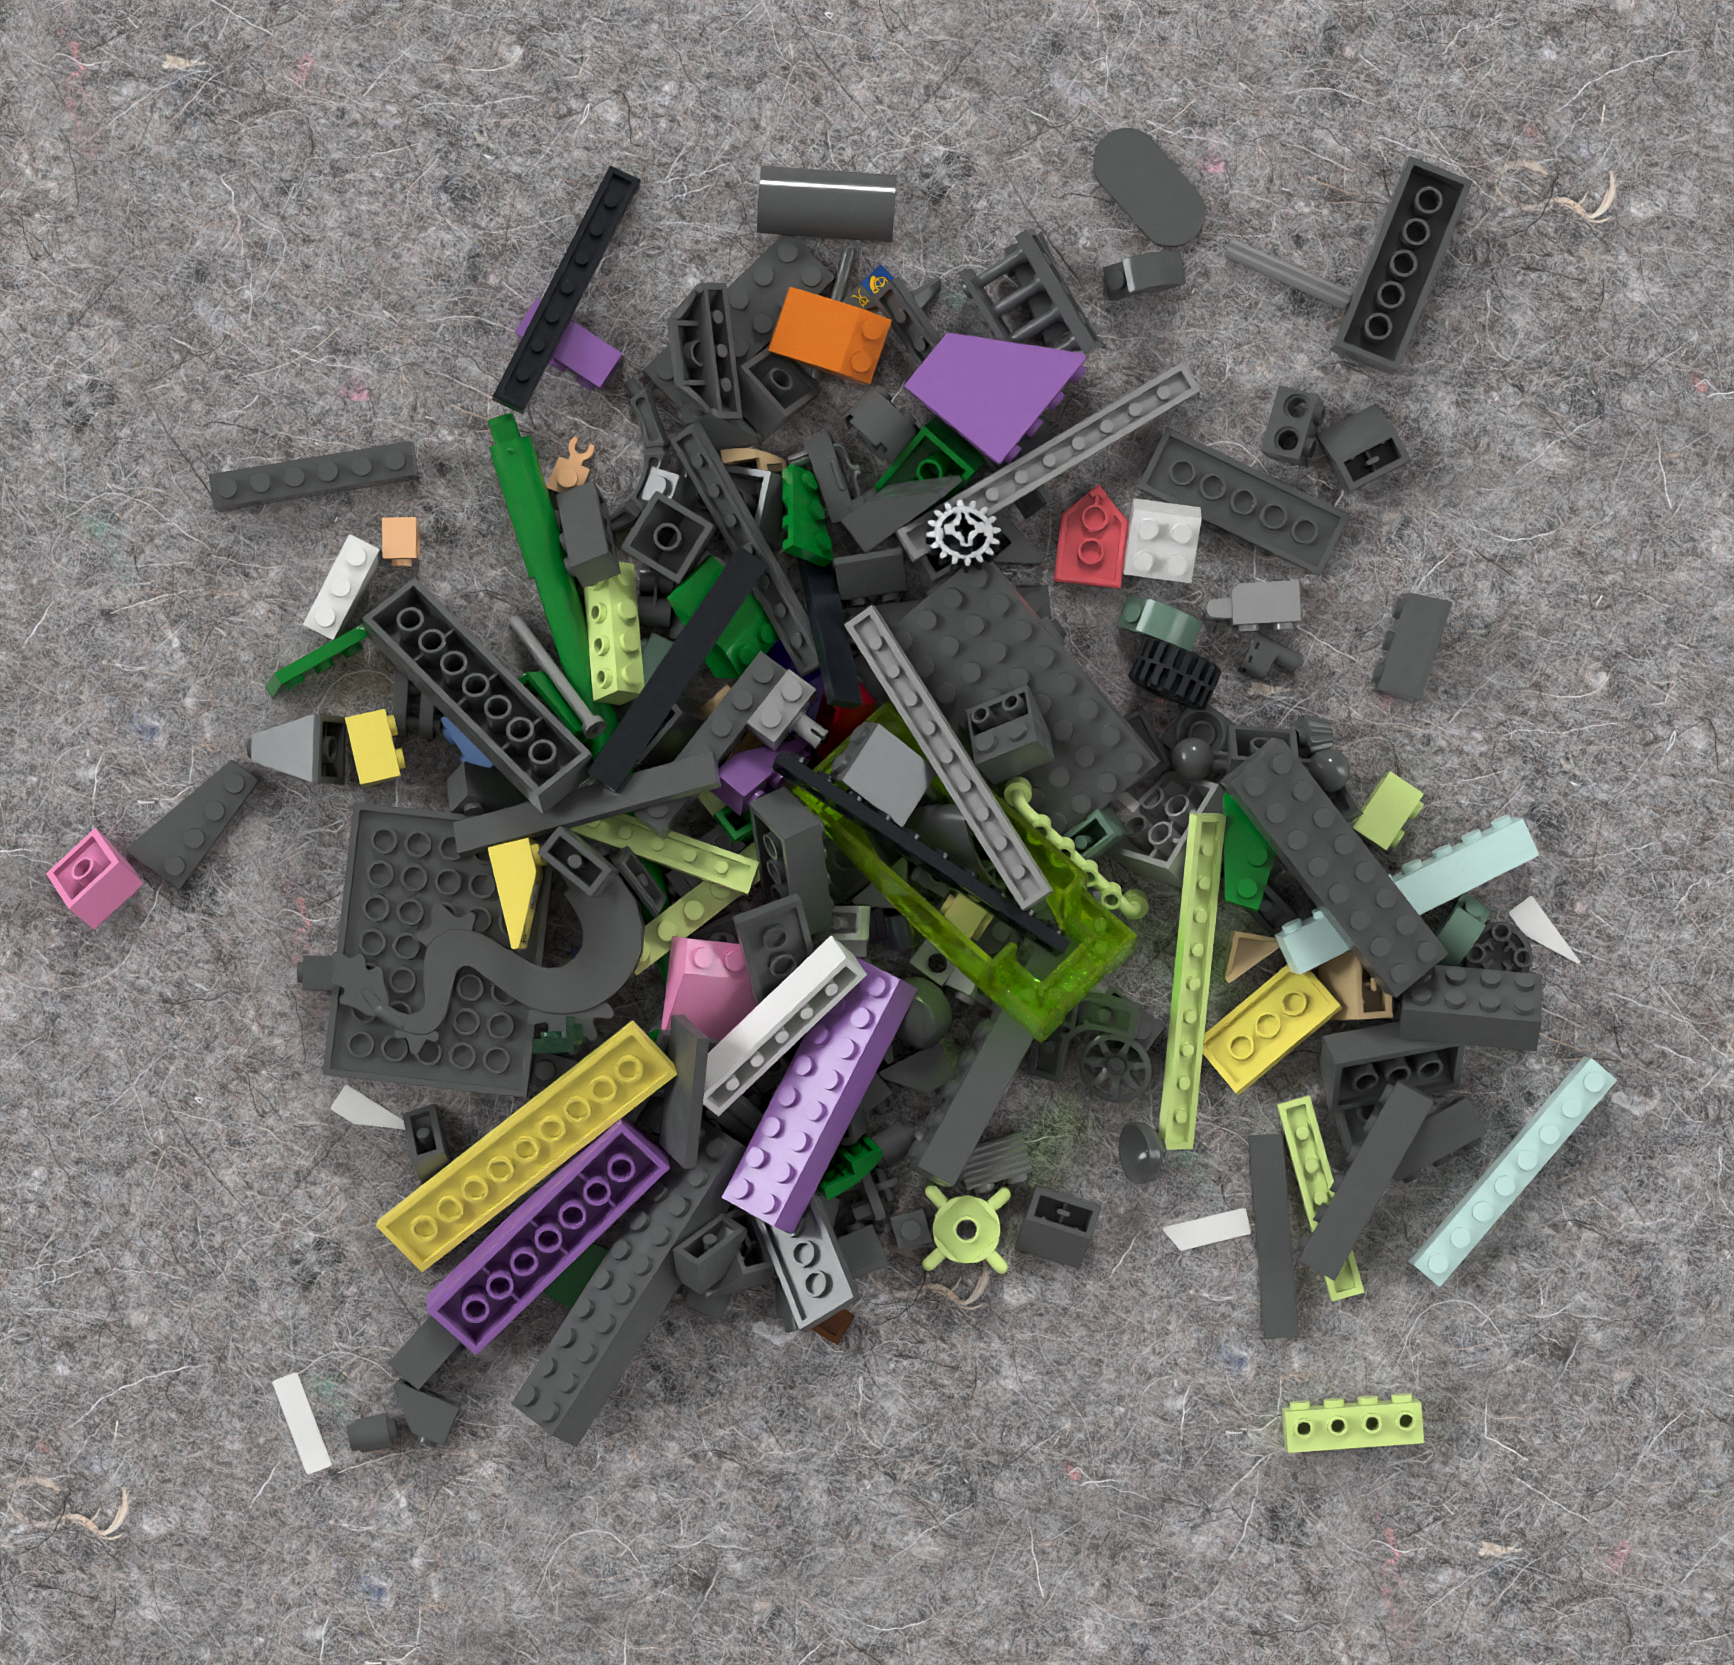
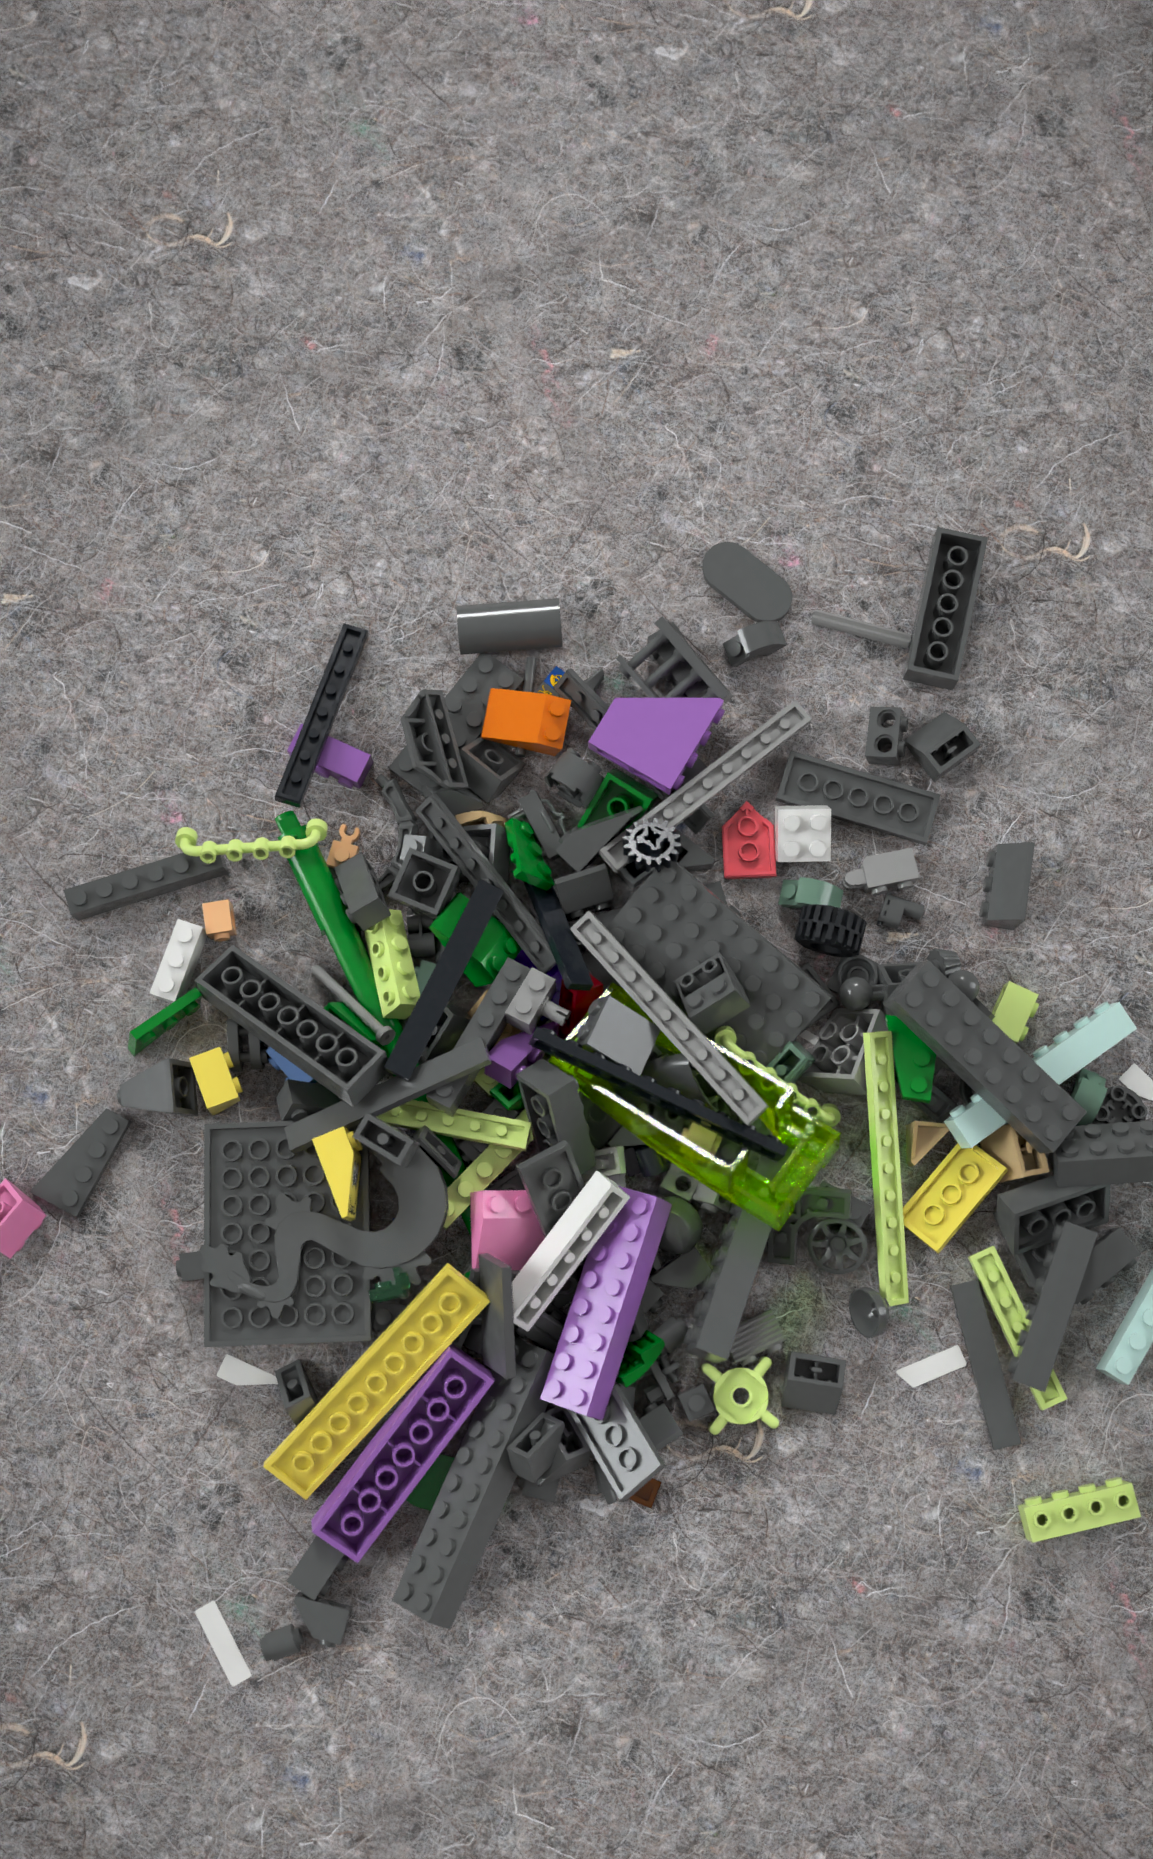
camera: 10 degrees left, 10 degrees down
(373, 430) = (187, 838): none -> yellowish green bar

